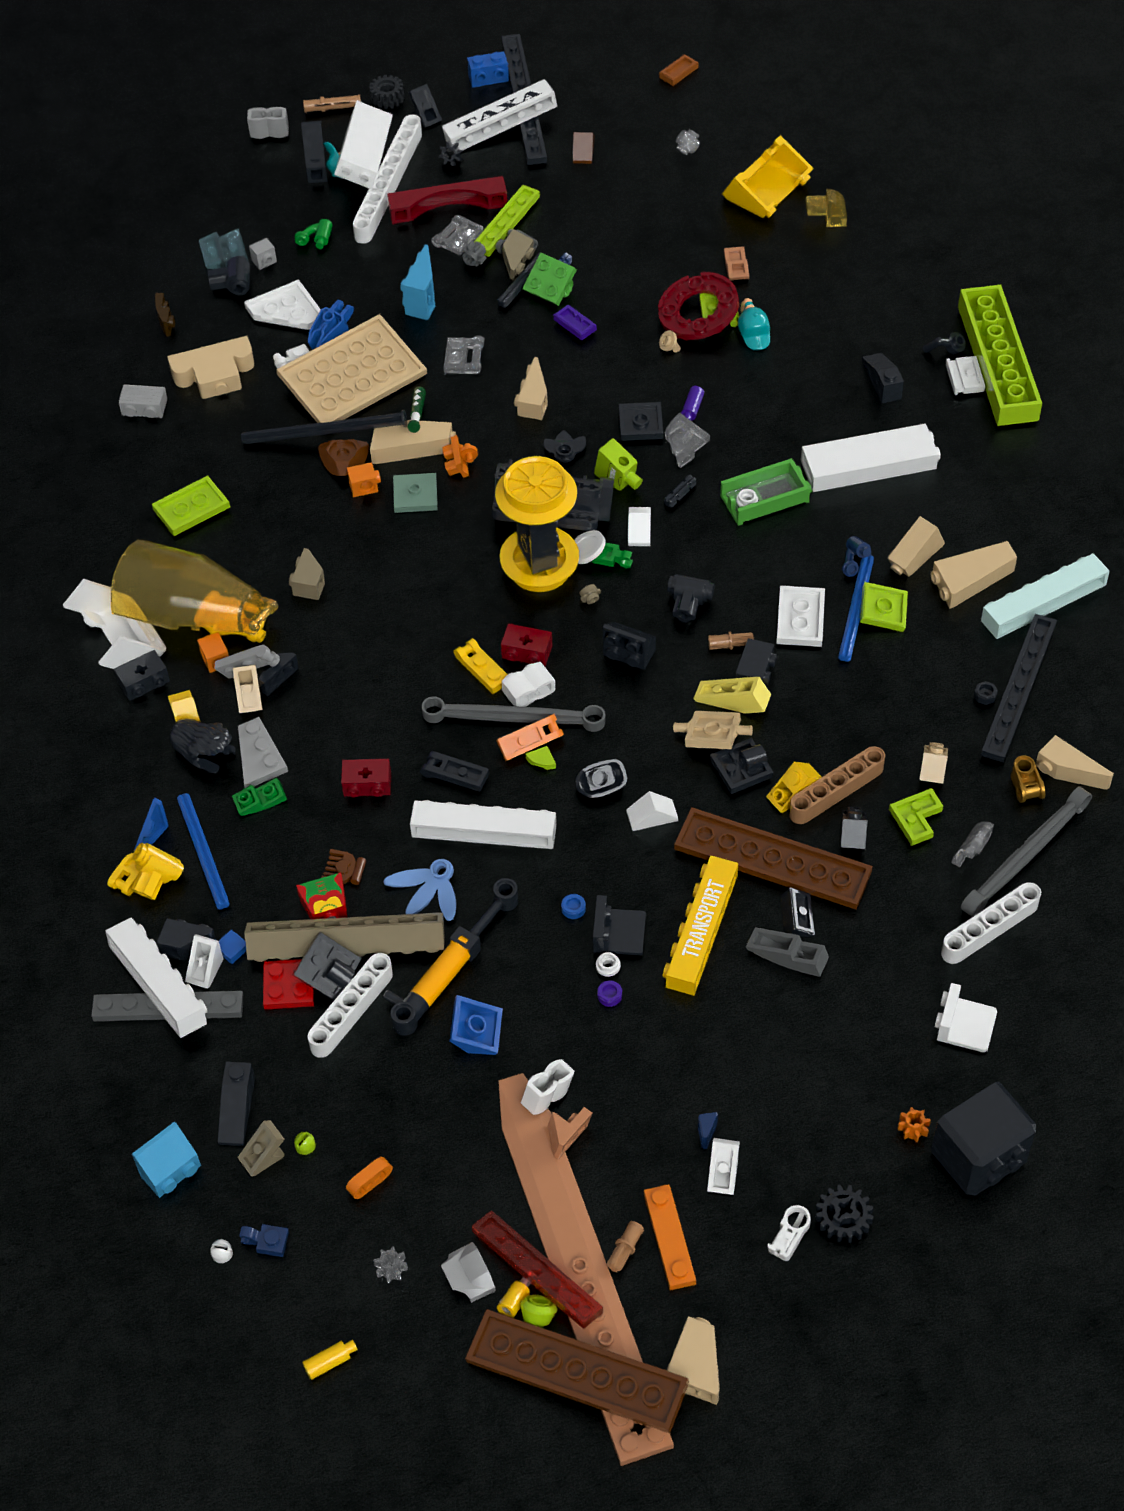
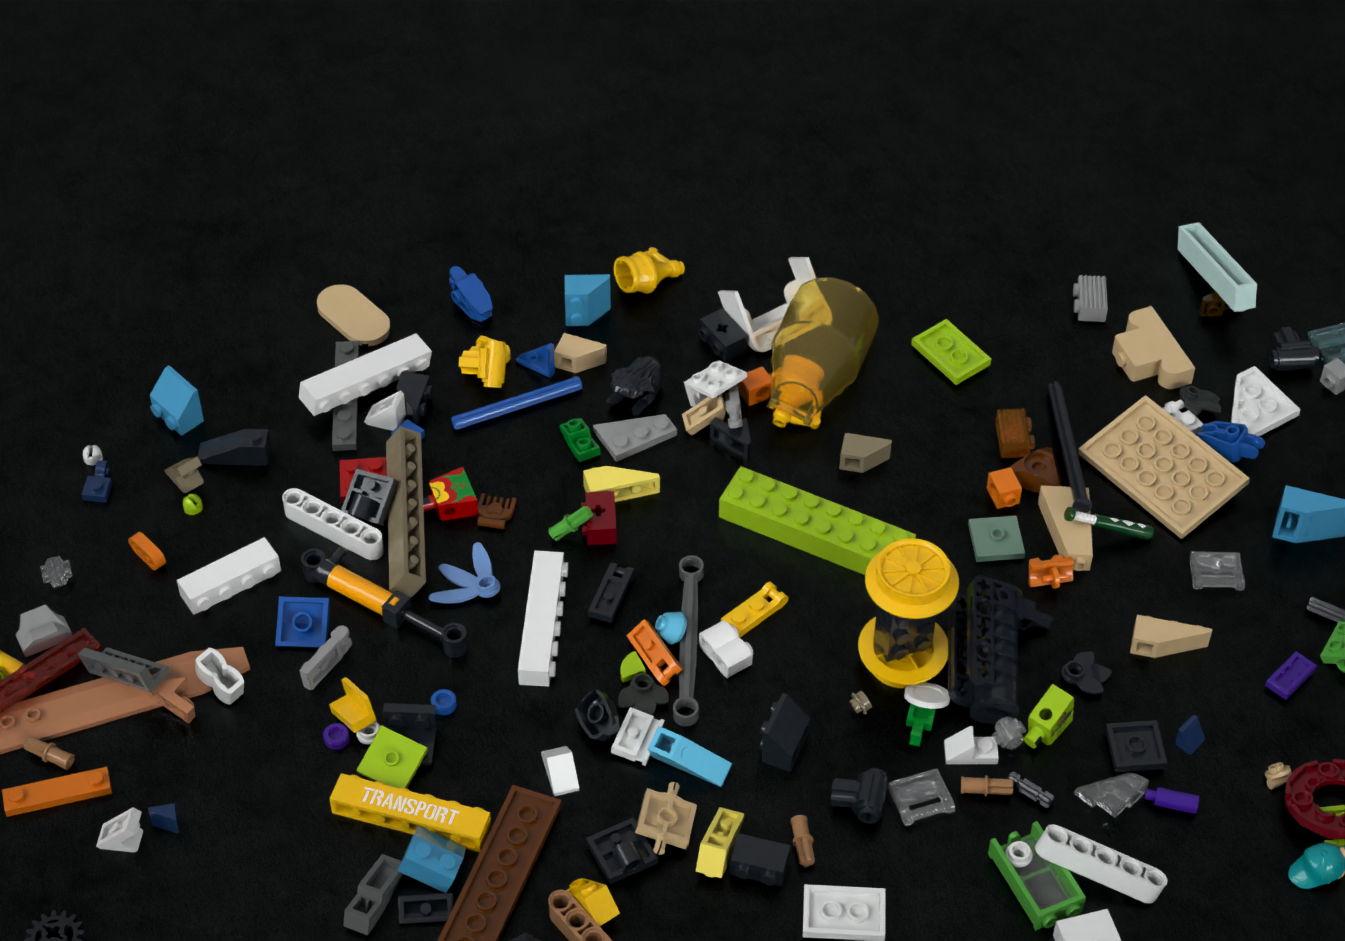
camera: 85 degrees right, 5 degrees down
(47, 736) = (645, 271): none -> yellow piece
(47, 889) = (470, 294): none -> blue hinge
(50, 1004) = (353, 315): none -> tan tile
(80, 784) = (586, 298): none -> dark azure slope
(134, 302) = (1217, 267): none -> light aqua brick
(141, 796) = (579, 354): none -> tan slope
(183, 706) = (679, 371): yellow slope -> none
(215, 673) = (712, 381): none -> white bracket
(276, 343) = (1198, 400): none -> pearl dark grey plate
(299, 468) = (1013, 433): none -> clear orange brick
(324, 767) = (624, 482): none -> light yellow slope
(376, 796) = (570, 523): none -> bright green axle
(392, 613) = (806, 520): none -> lime brick
(411, 1096) = (229, 576): none -> white brick
(504, 720) = (671, 626): none -> medium azure cone
(518, 1001) = (326, 657): none -> light grey hinge
(526, 644) = (780, 644): dark red brick -> none
(539, 1176) = (124, 668): none -> dark grey fence
(576, 749) = (643, 698): none -> pearl dark grey plate
(585, 972) = (353, 708): none -> yellow panel
(623, 749) = (636, 736): none -> white plate
(628, 496) = (1009, 733): none -> clear gear
(630, 389) = (1190, 735): none -> dark blue slope
(645, 939) = (392, 759): none -> lime plate
(646, 716) = (688, 756): none -> medium azure slope
(677, 517) = (986, 786): none -> medium nougat axle
(681, 561) = (920, 789): none -> clear plate
(754, 901) = (432, 859): none -> dark azure slope
(762, 445) = (1101, 863): none -> white beam
(789, 1236) = (40, 891): white piece -> none

